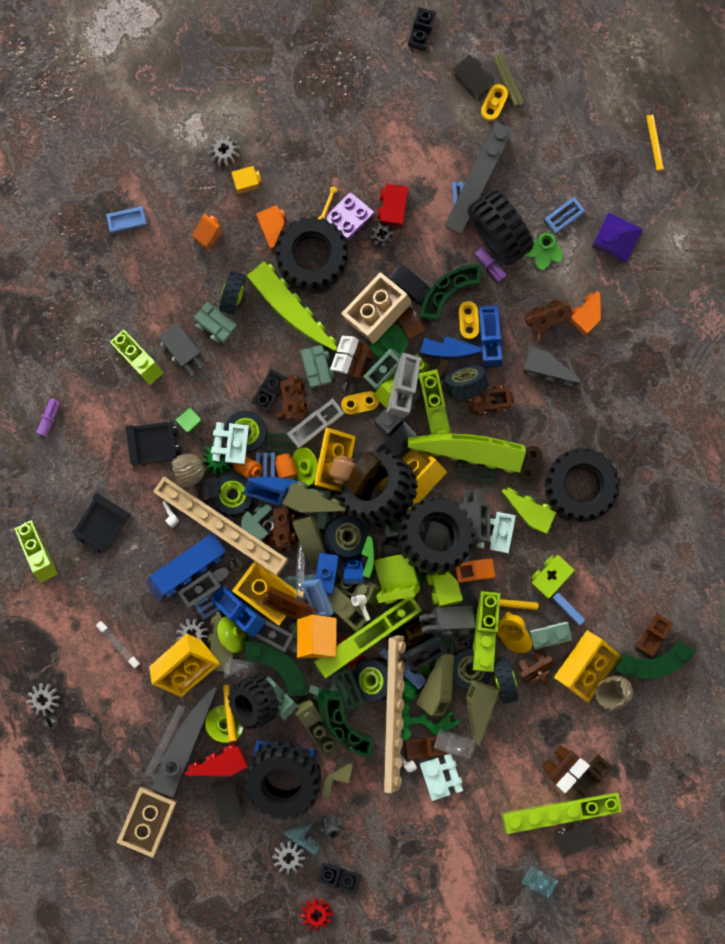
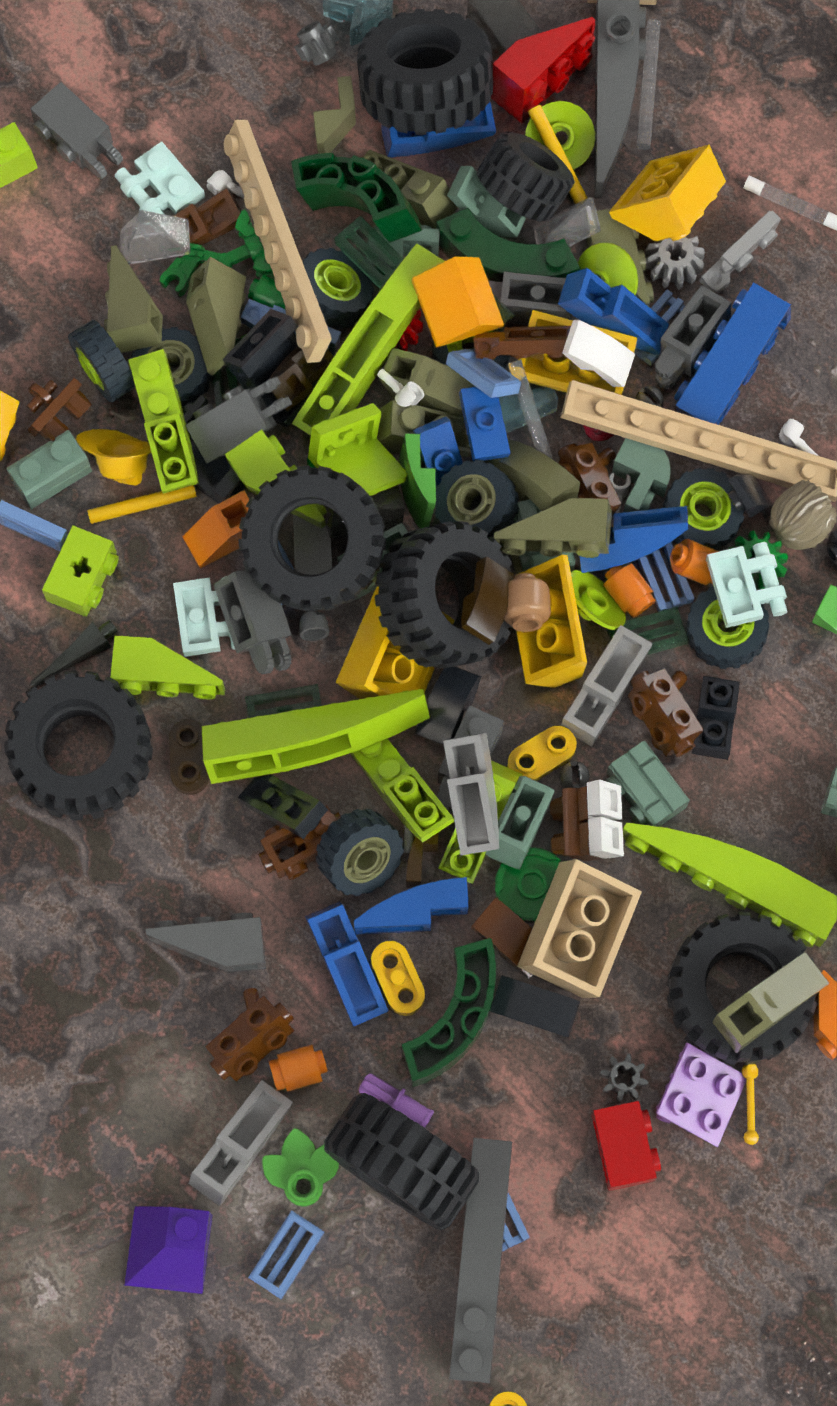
camera: 160 degrees right, 10 degrees down
(159, 624) = (739, 254): none -> light grey hinge
(257, 583) = (598, 352): none -> white slope
(305, 234) = (769, 1002): none -> slope
(475, 823) = (74, 129): none -> dark grey hinge
(494, 417) = (283, 804): none -> black plate
(530, 295) = (298, 1068): none -> orange brick
(558, 539) = (90, 642): none -> pearl dark grey piece
(568, 271) = (240, 1143): none -> light grey slope
(588, 315) = (173, 1070): orange slope -> none

